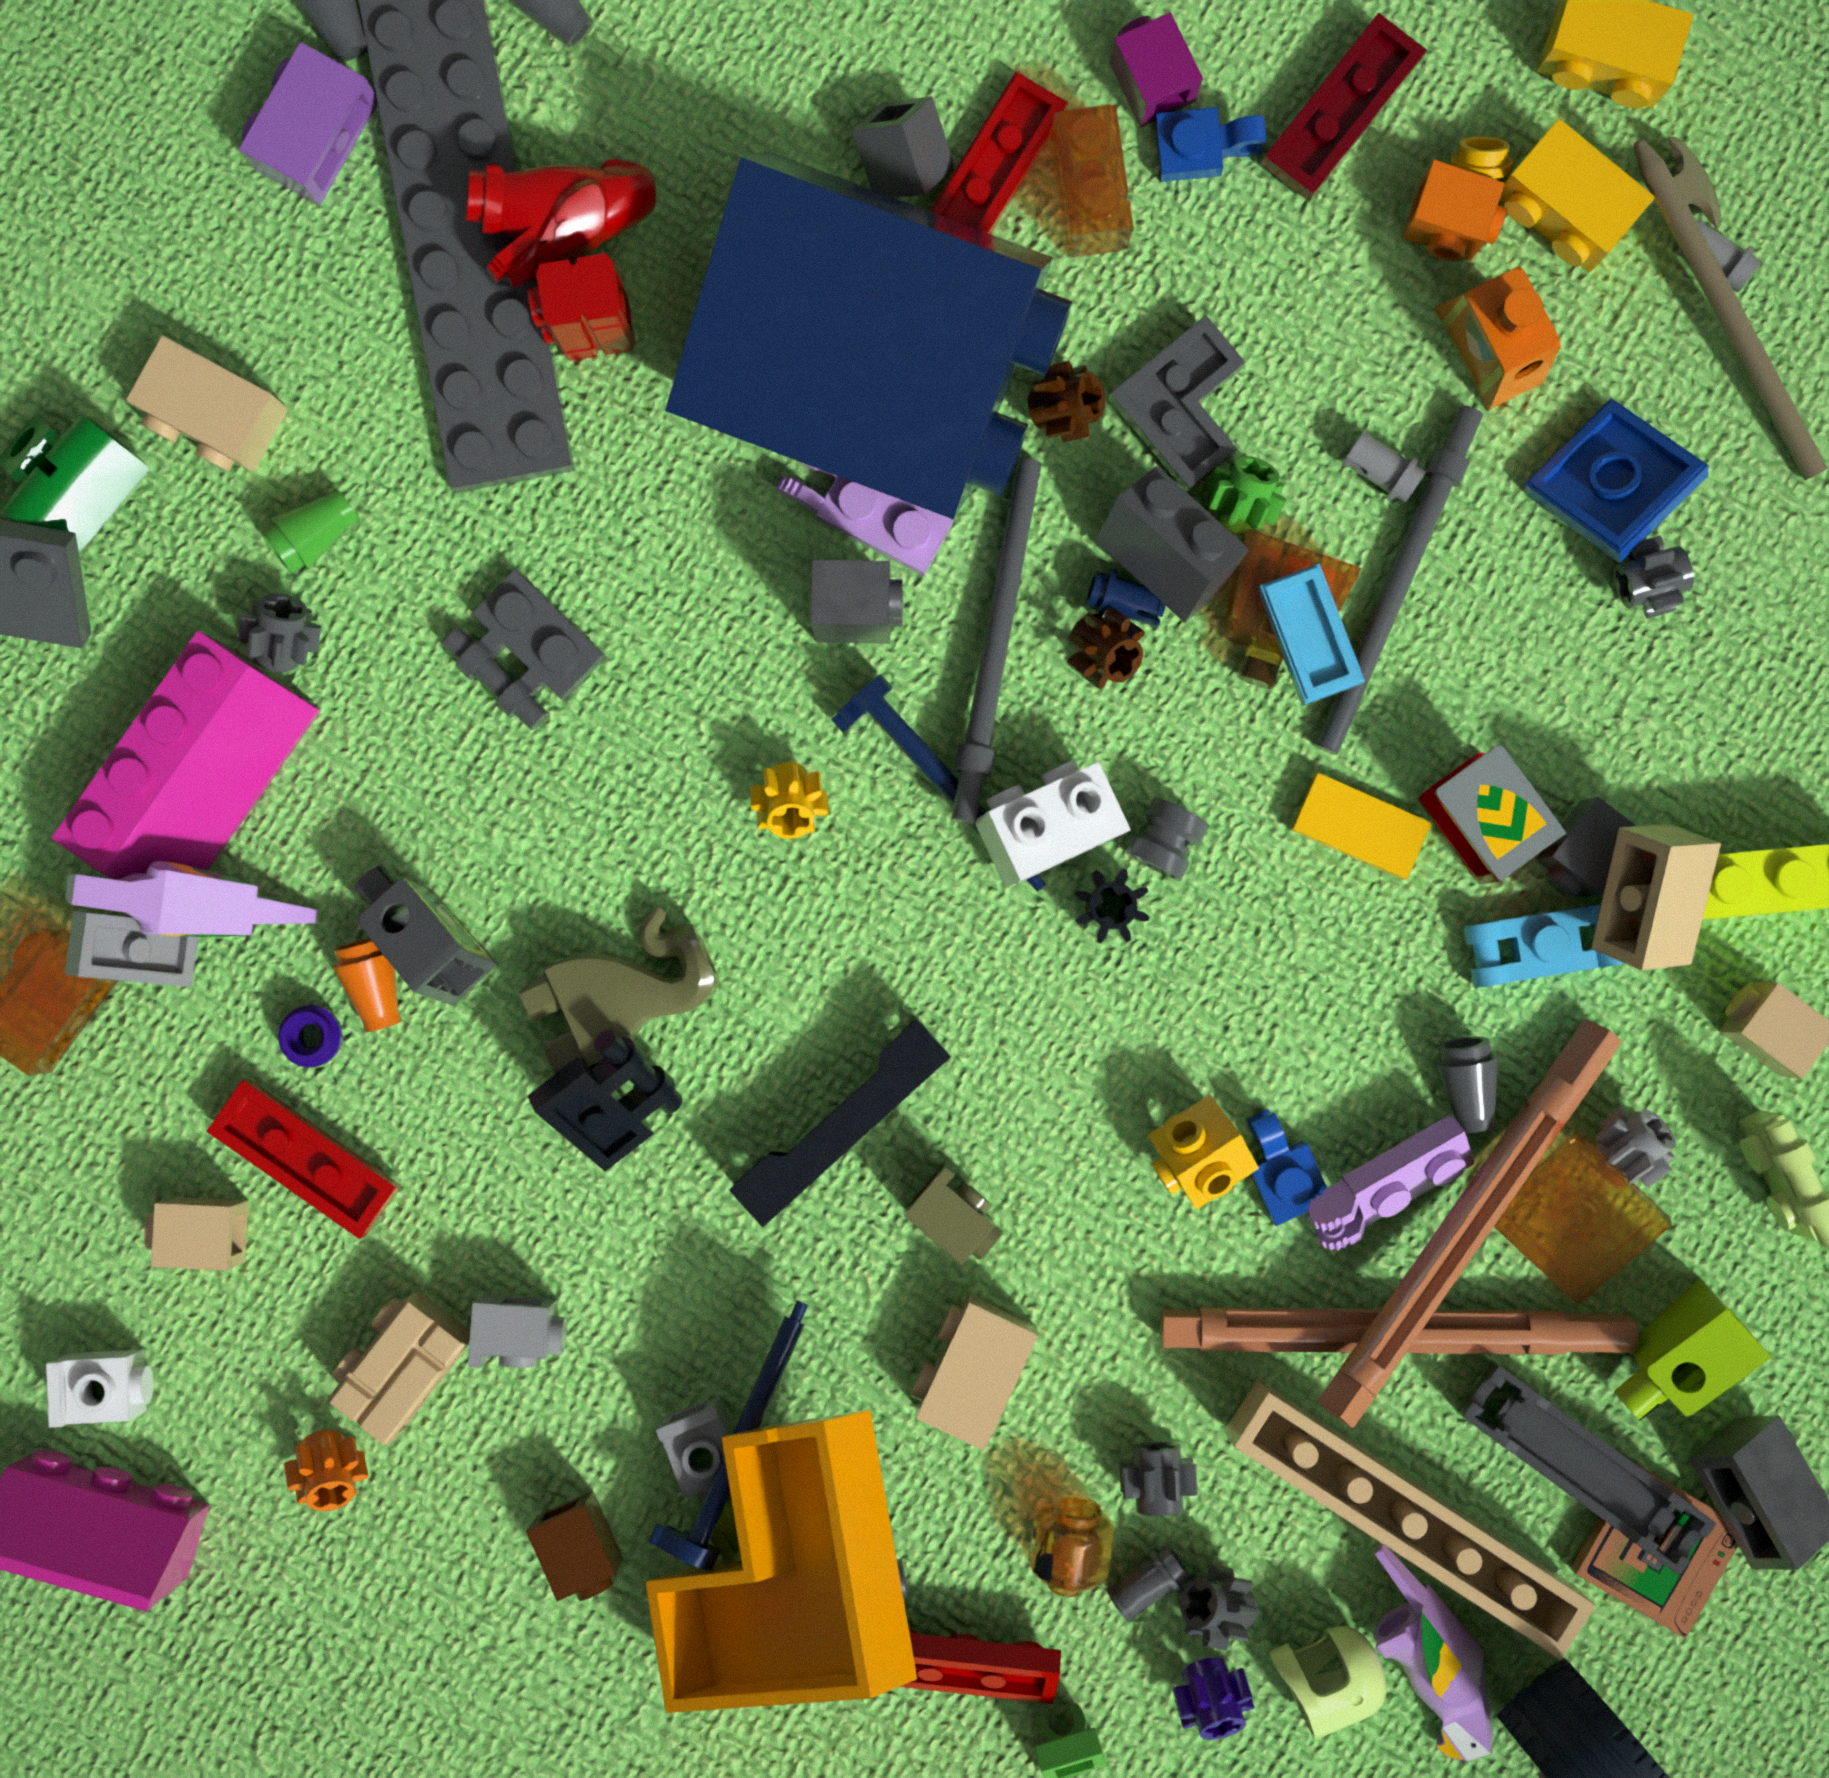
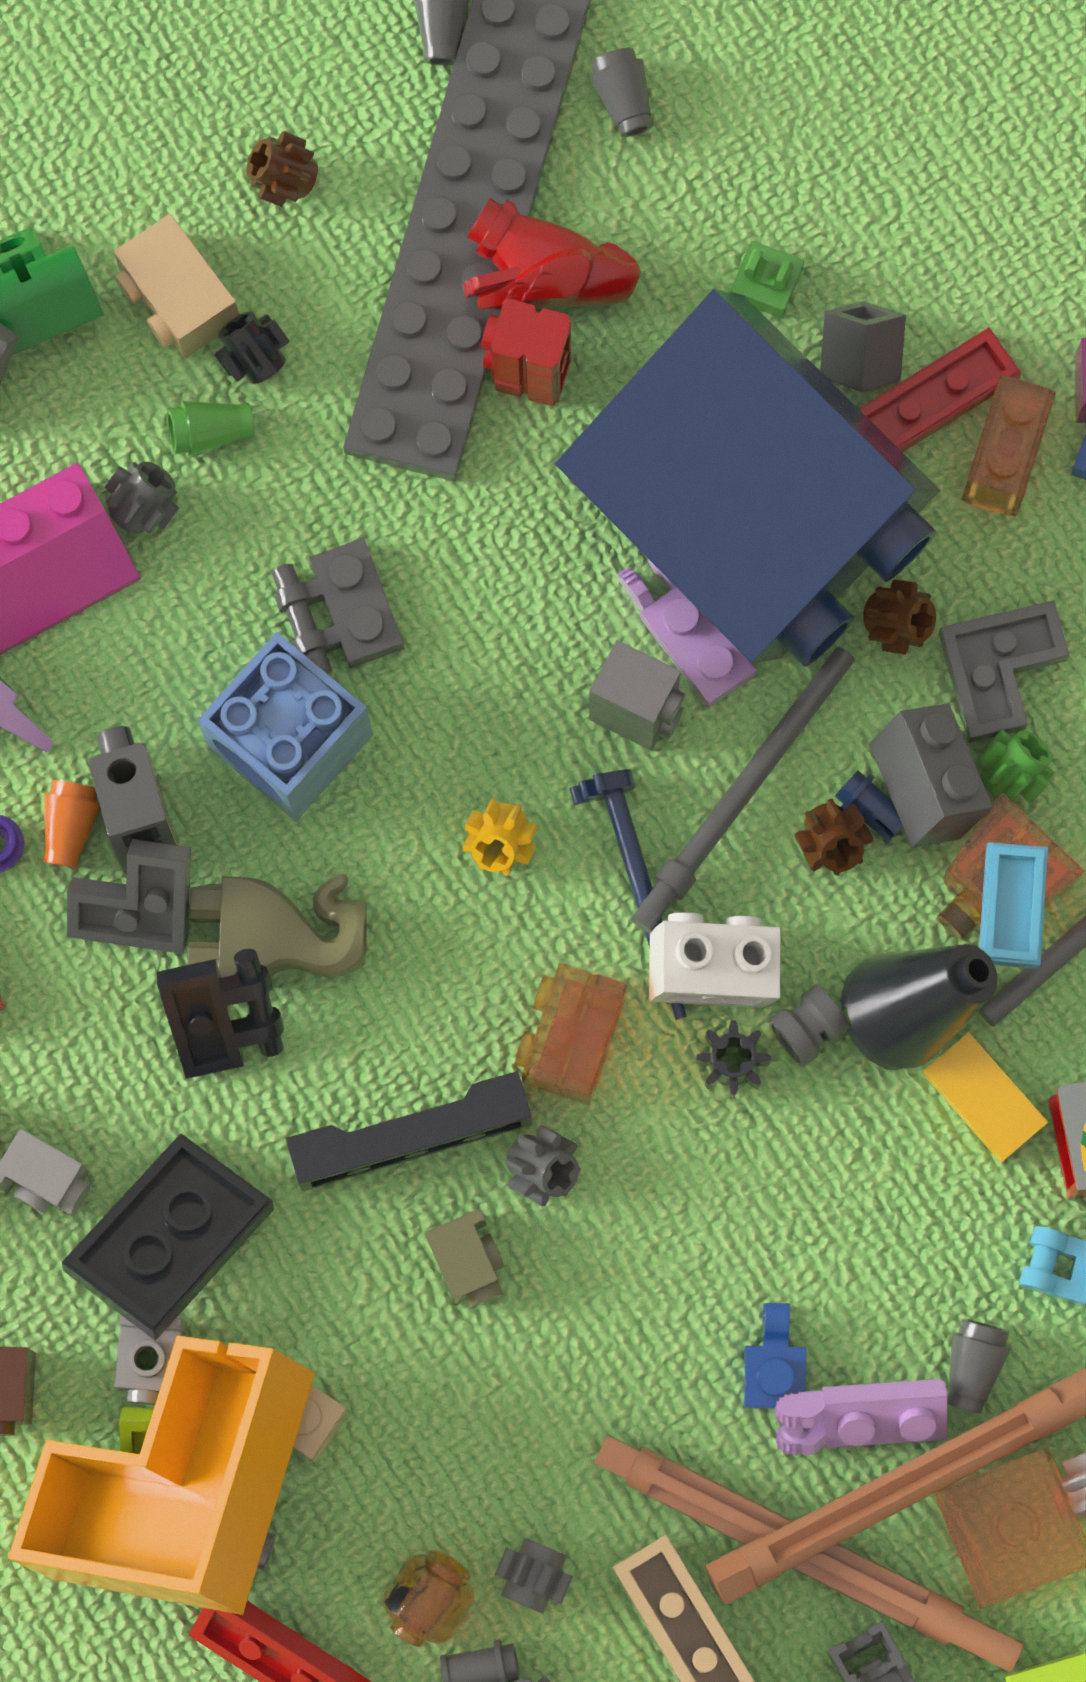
camera: 25 degrees right, 10 degrees down
(251, 237) = (282, 168): none -> reddish brown gear
(308, 123) = (375, 100): medium lavender brick -> none
(311, 432) = (251, 347): none -> black gear
(485, 1033) = (145, 911): none -> dark grey plate
(531, 792) = (286, 726): none -> medium blue brick
(663, 1333) = (167, 1236): none -> black tile
(694, 1545) = (105, 1426): dark blue piece -> none
(778, 122) = (768, 278): none -> bright green tile
(892, 1432) = (319, 1424): none -> tan brick
(948, 954) = (572, 1032): none -> clear orange brick
(974, 1370) = (418, 1402): tan brick -> none
(982, 1094) = (542, 1165): none -> dark grey gear
(1201, 1153) = (708, 1307): yellow brick -> none
(1262, 771) = (915, 1001): none -> black cone

